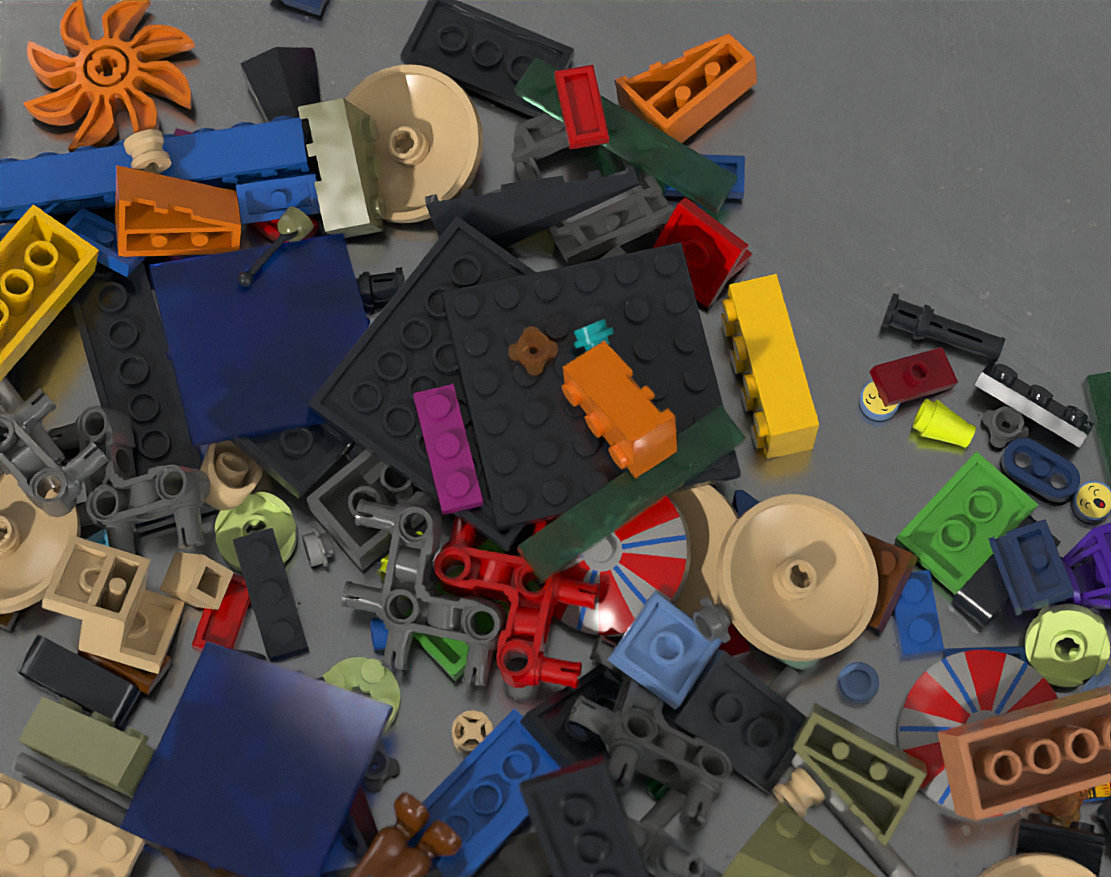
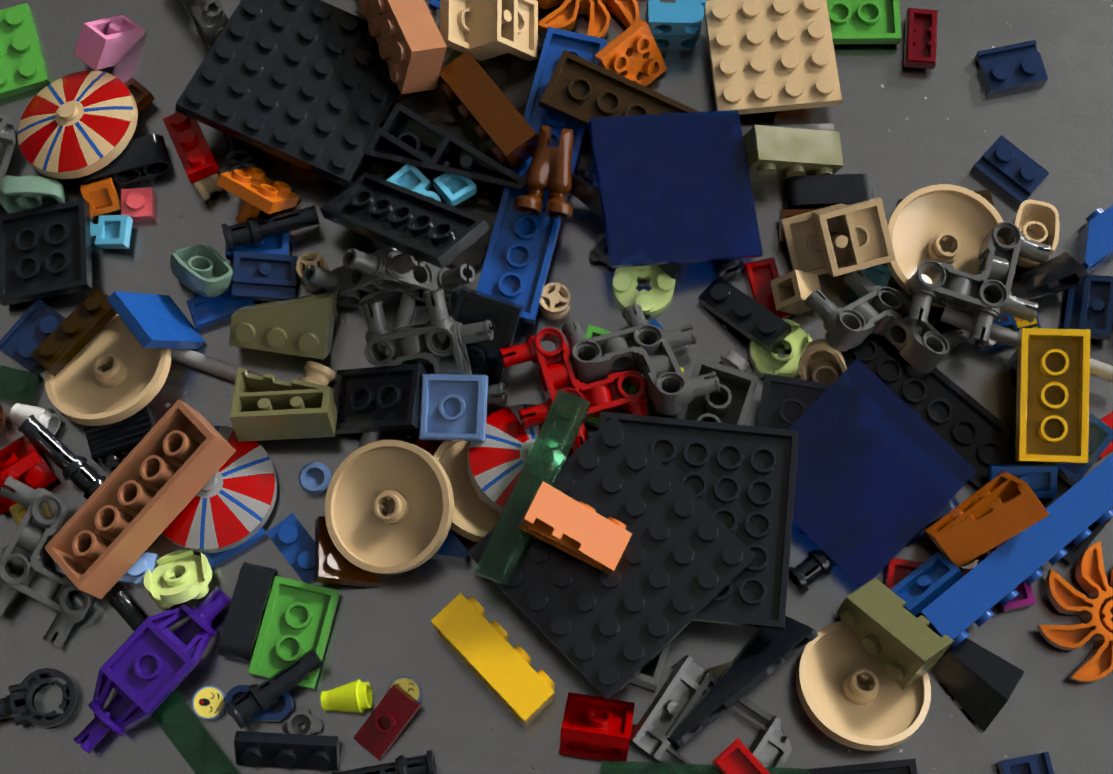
camera: 150 degrees right, 0 degrees up
(147, 151) = (1036, 545): tan wheel -> none
(293, 227) = (899, 563): hinge -> none
(448, 449) = (682, 451): magenta plate -> none
(533, 338) = (658, 536): clear orange plate -> none
(593, 335) = (626, 578): teal plate -> none
(712, 621) = (430, 440): dark grey plate -> none
(1031, 567) = (227, 609): dark blue plate -> none
(1037, 464) = (260, 696): none -> black pin

